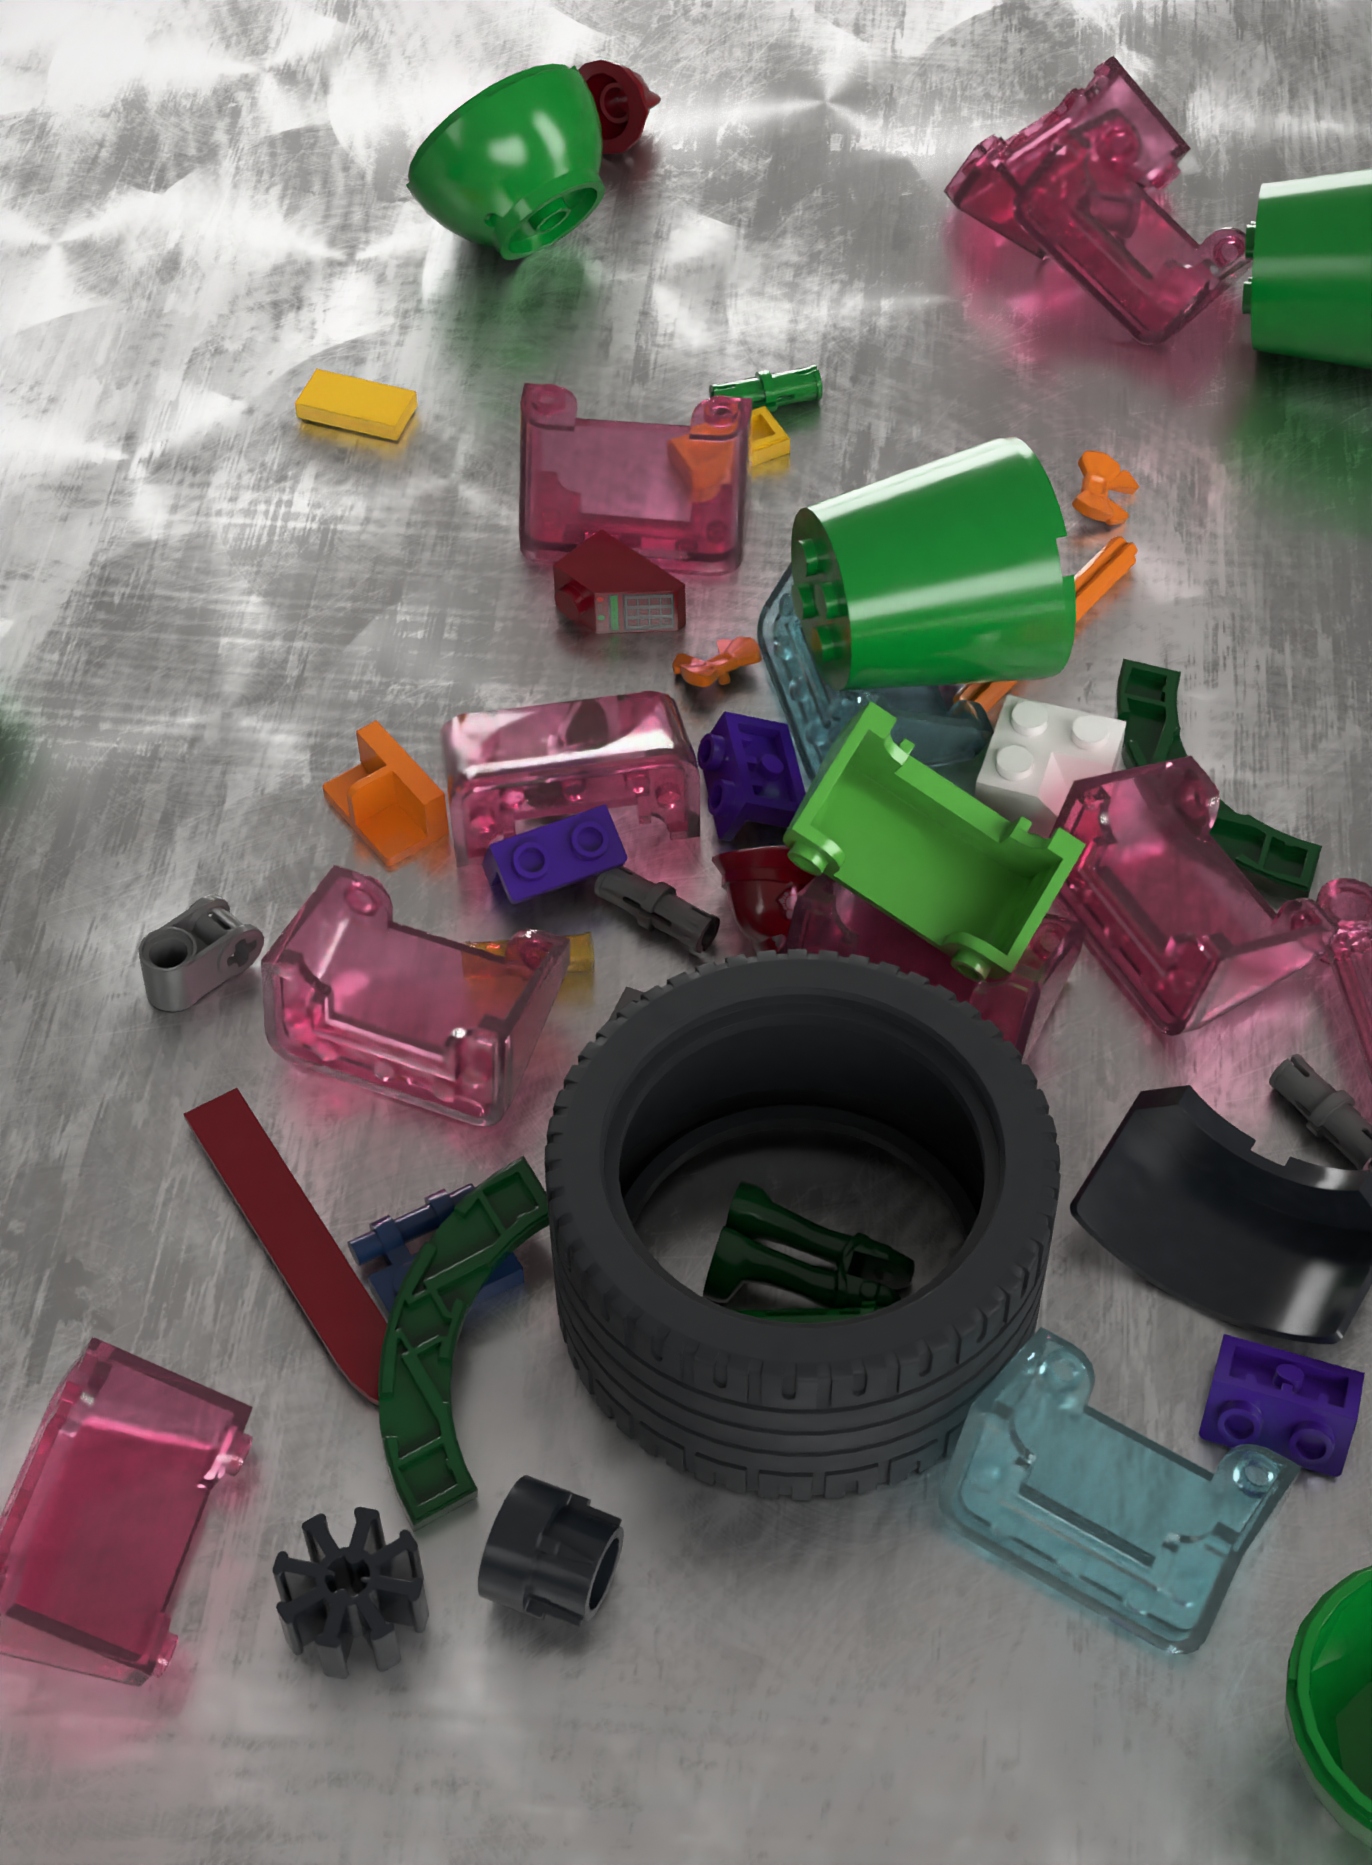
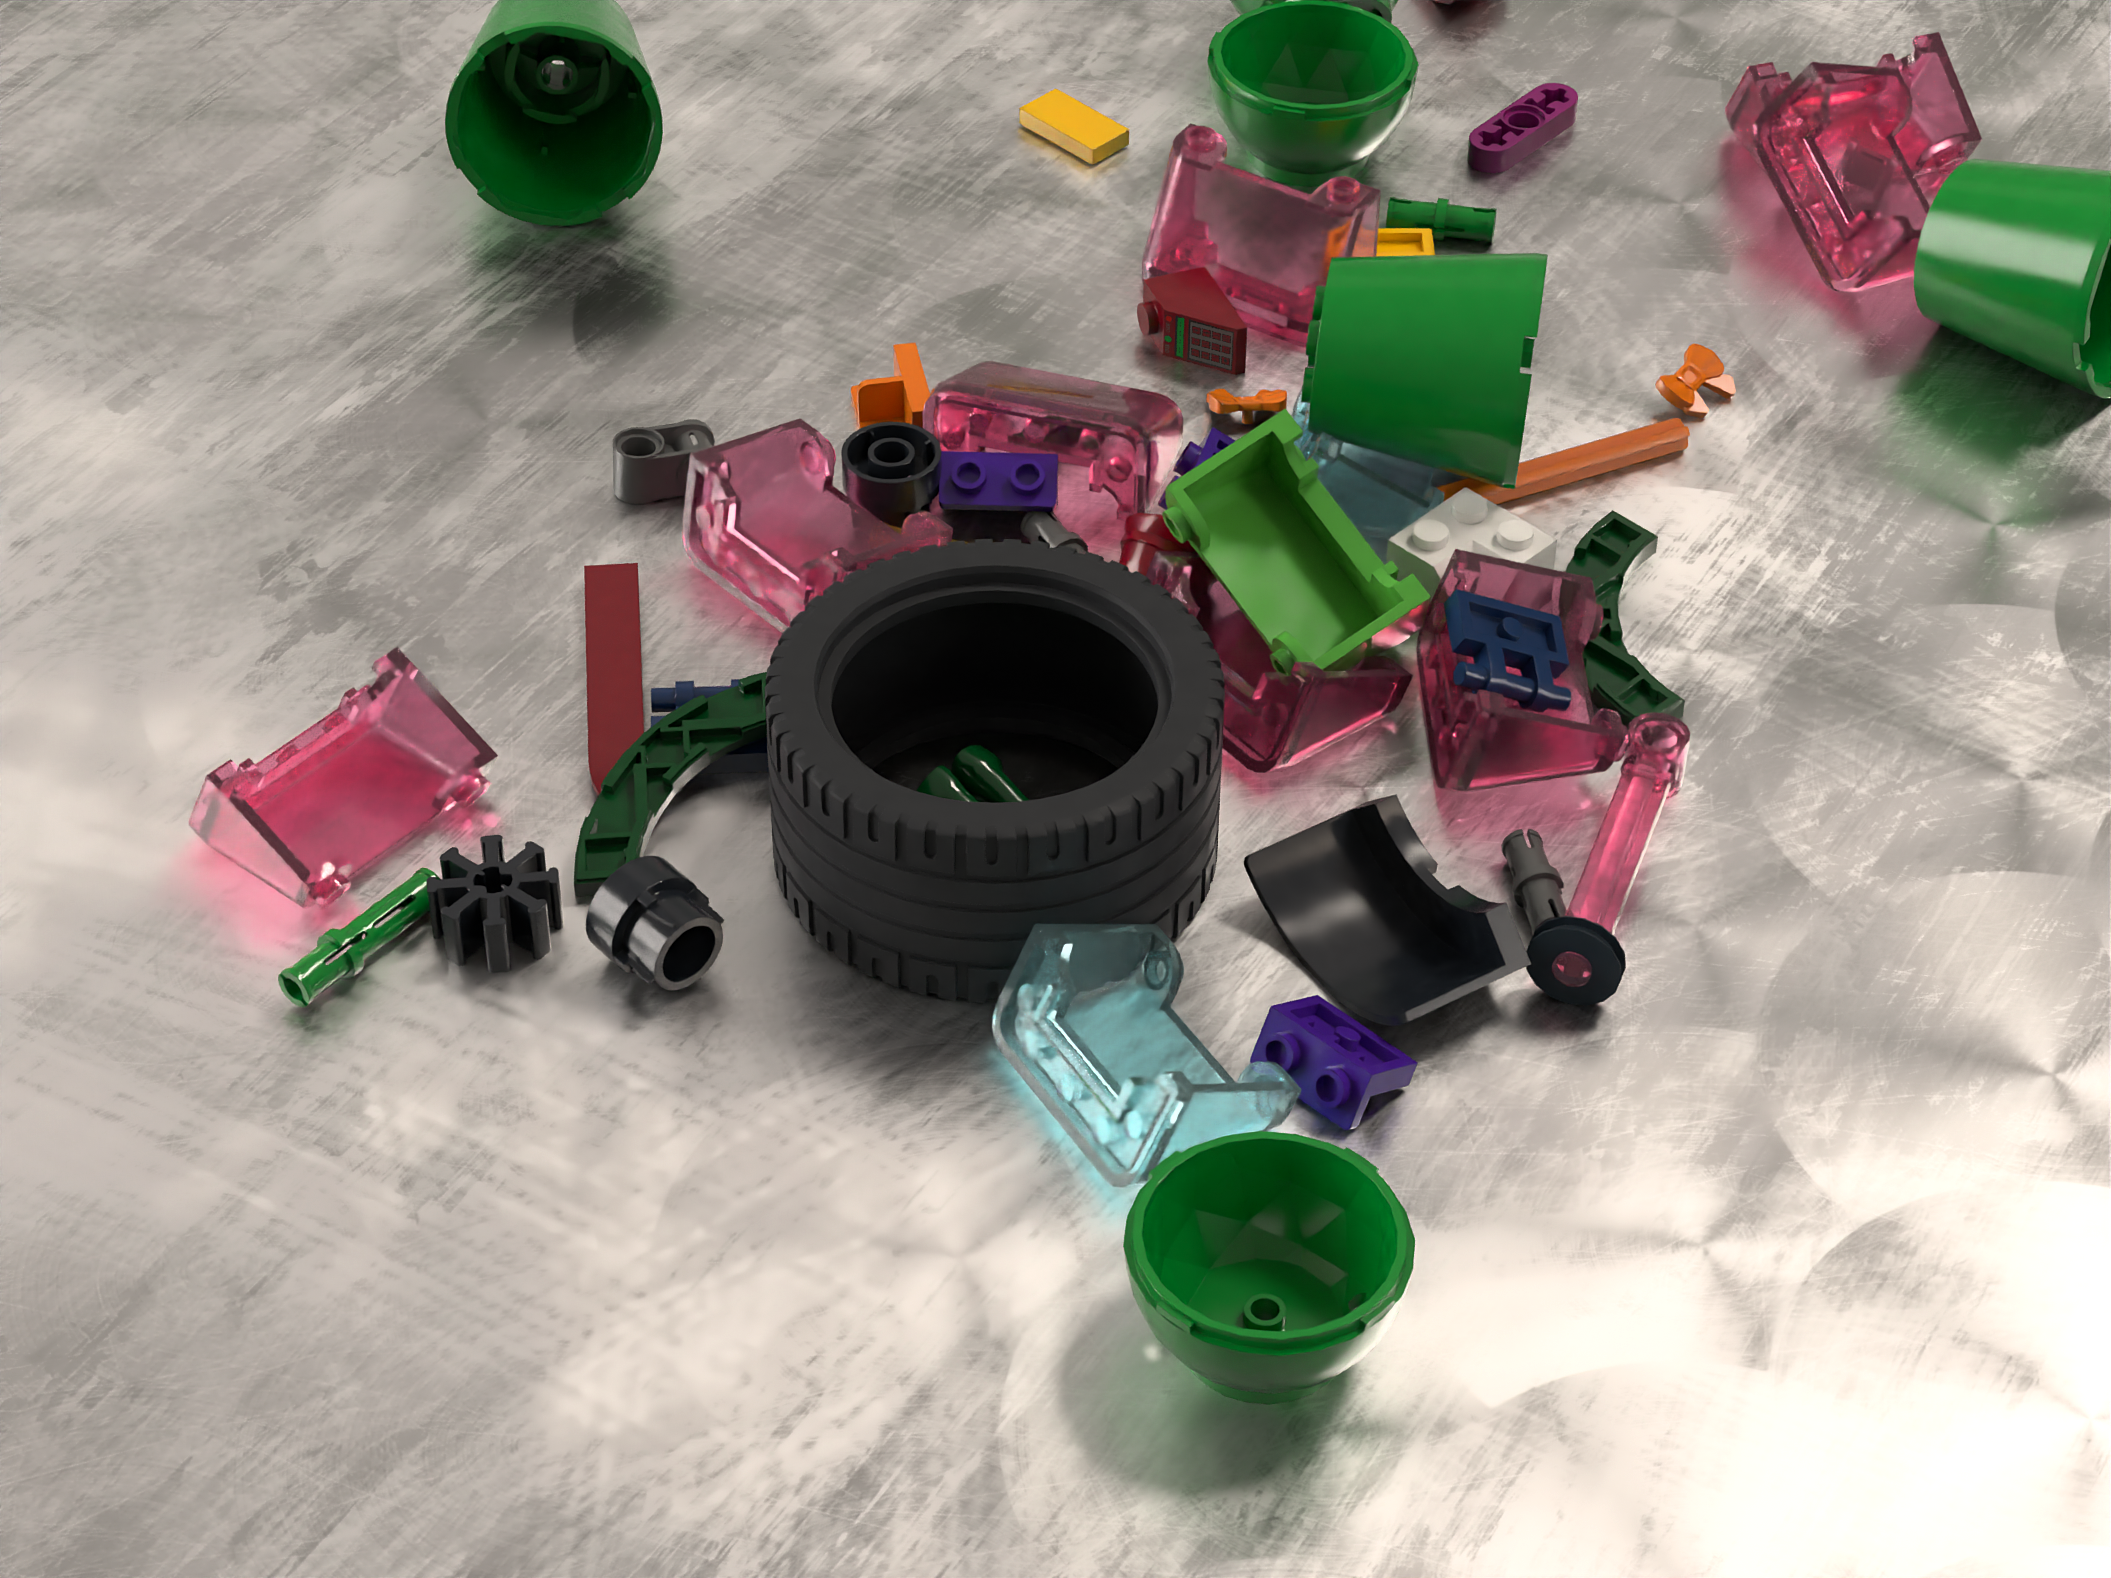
camera: 25 degrees right, 10 degrees down
(221, 1727) = (312, 975): none -> green pin
(449, 883) = (891, 470): none -> black piece
(557, 286) = (1311, 87): none -> green piece
(778, 280) = (1518, 143): none -> magenta beam
(1158, 856) = (1510, 636): none -> dark blue plate

